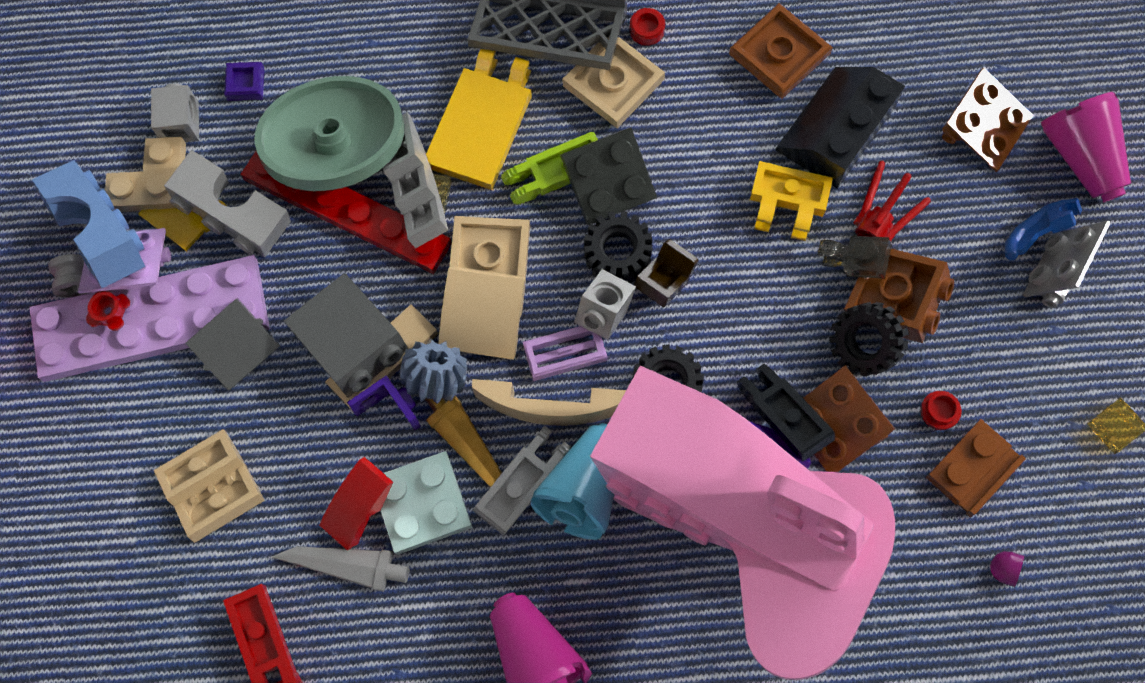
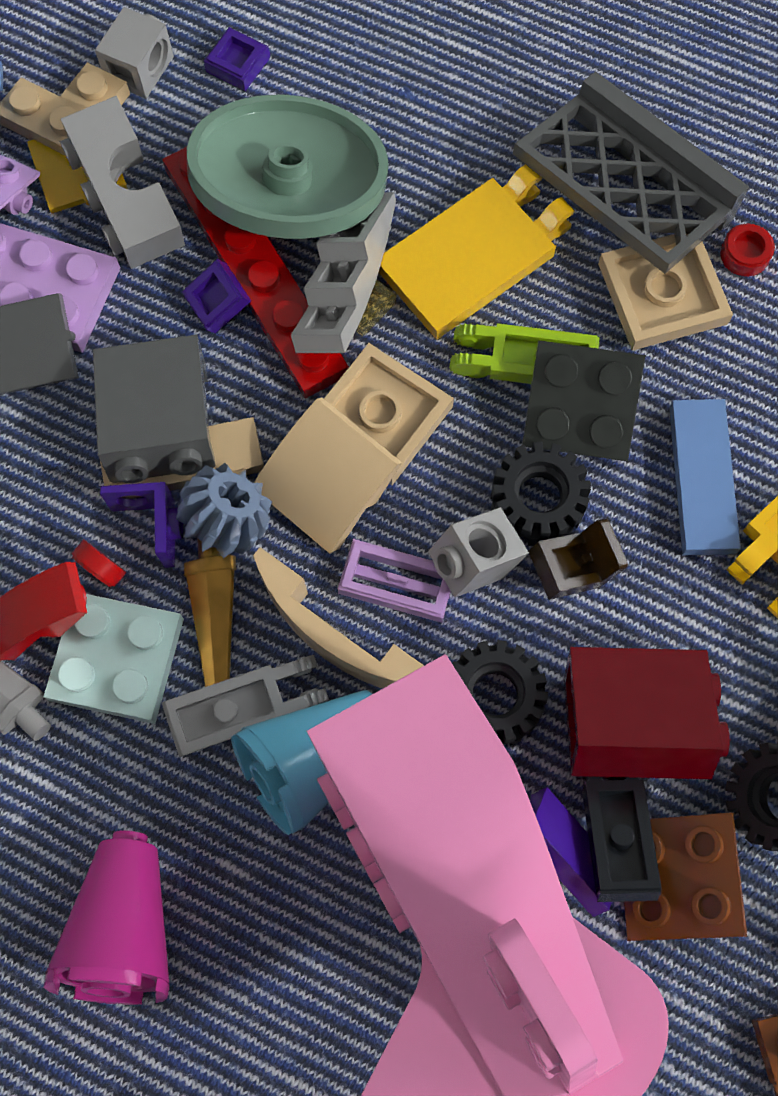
camera: 30 degrees right, 0 degrees up
(336, 242) = (216, 296): none -> dark purple tile
(374, 451) = (98, 564): none -> red tile
(707, 181) = (704, 477): none -> medium blue tile
(760, 340) = (643, 713): none -> dark red brick

